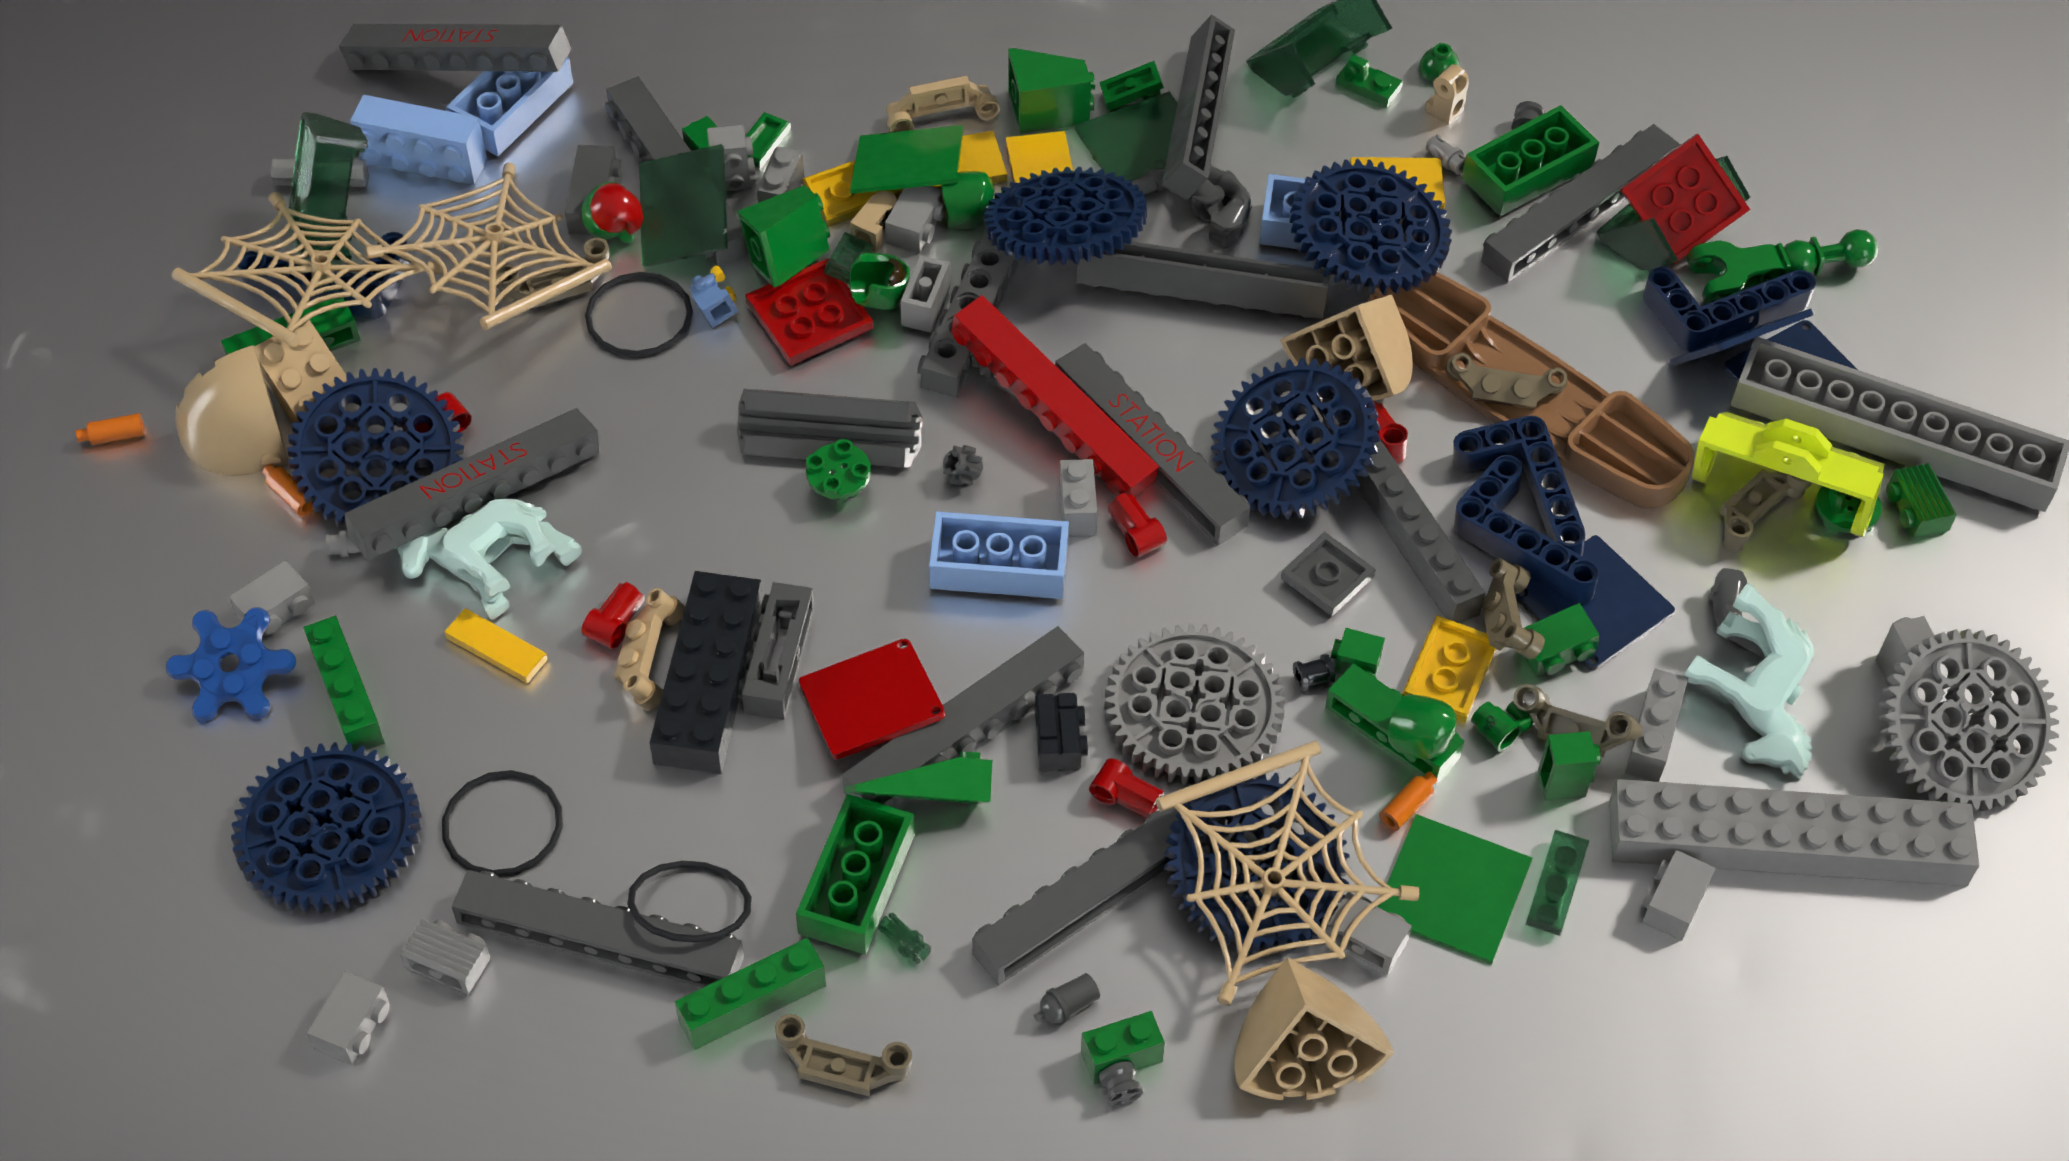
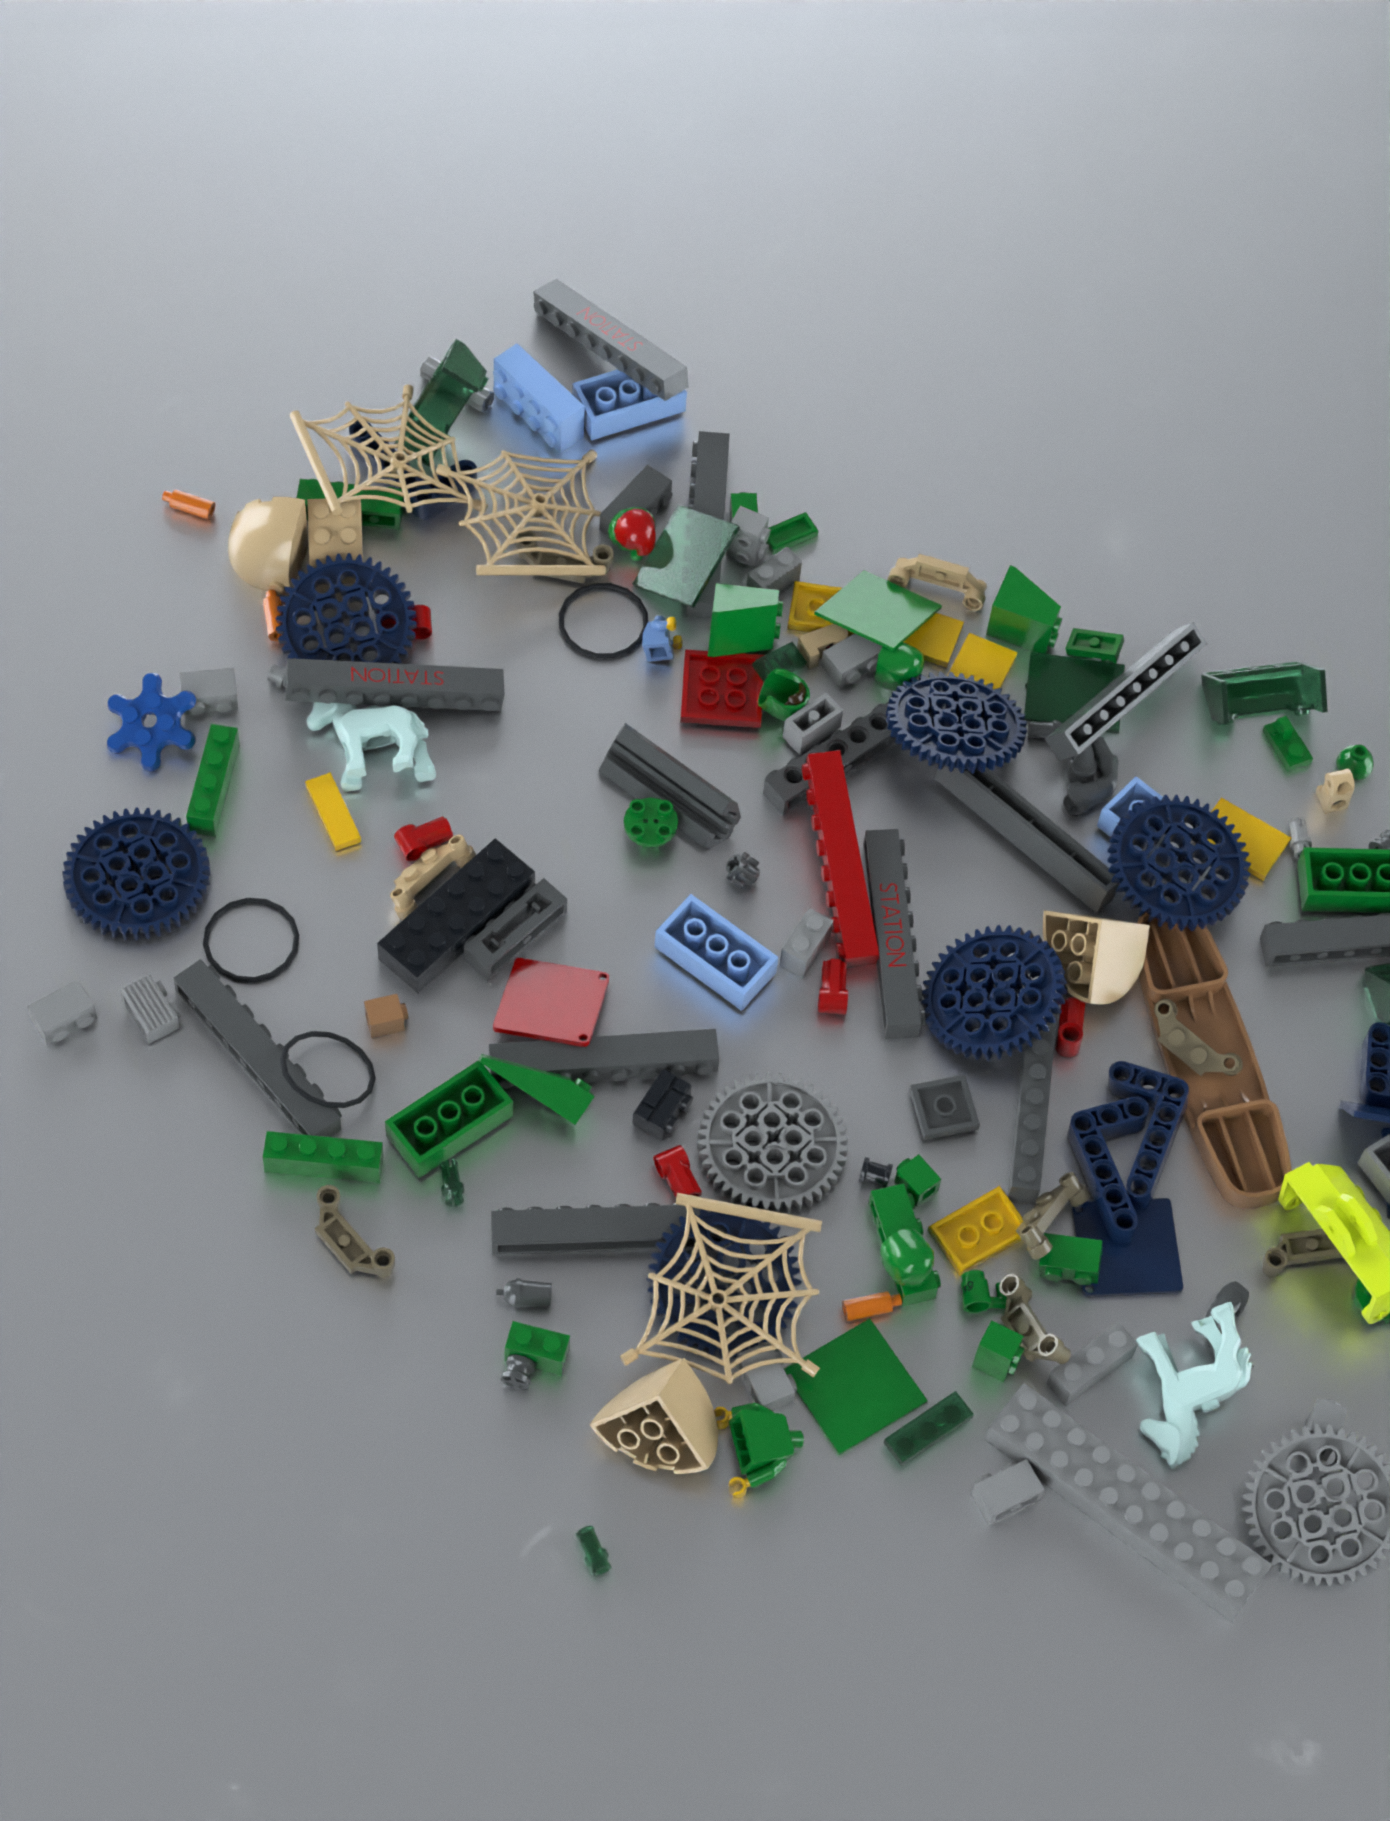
camera: 30 degrees right, 5 degrees up
(707, 813) = (385, 1015): none -> medium nougat brick
(1416, 997) = (760, 1442): none -> green torso

